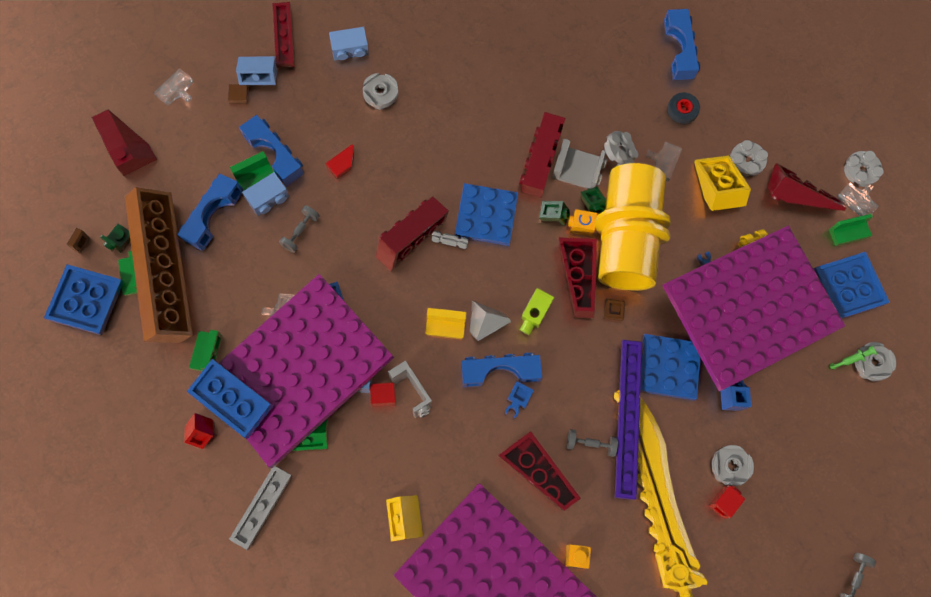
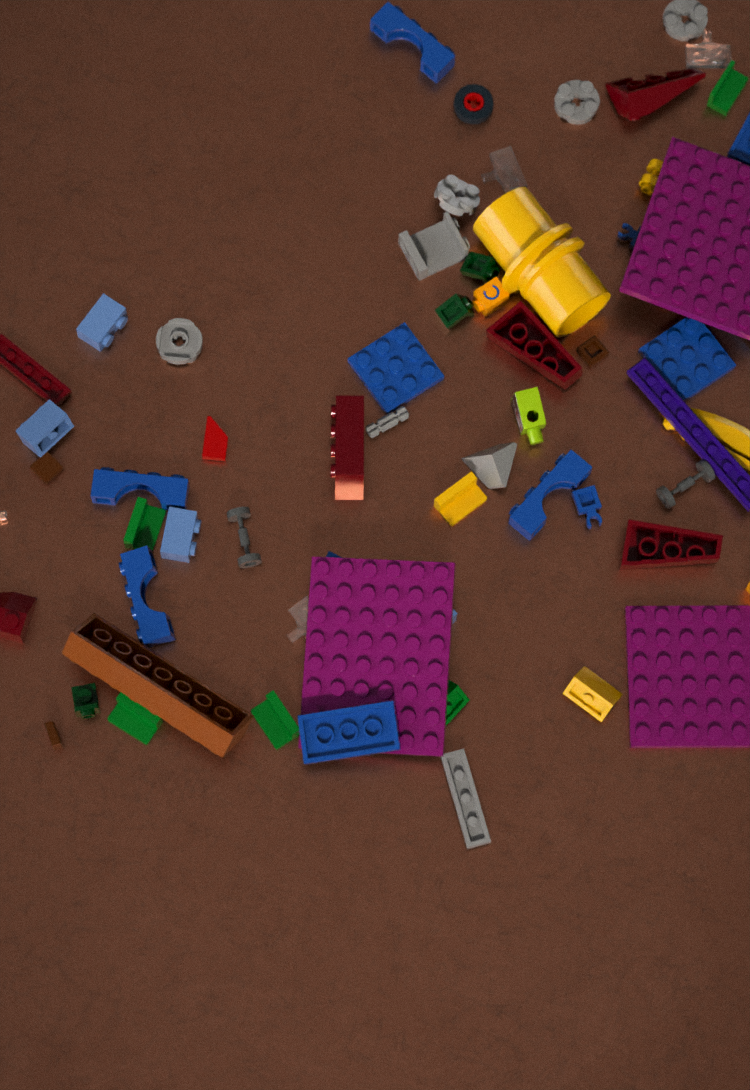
camera: 40 degrees left, 0 degrees up
(84, 299) = (118, 780): blue plate -> none
(198, 431) = (345, 789): red panel -> none
(382, 394) = (472, 609): red panel -> none
(402, 372) = (494, 573): light grey panel -> none
(542, 154) = (393, 267): dark red wedge -> none
(722, 183) = (575, 147): yellow slope -> none

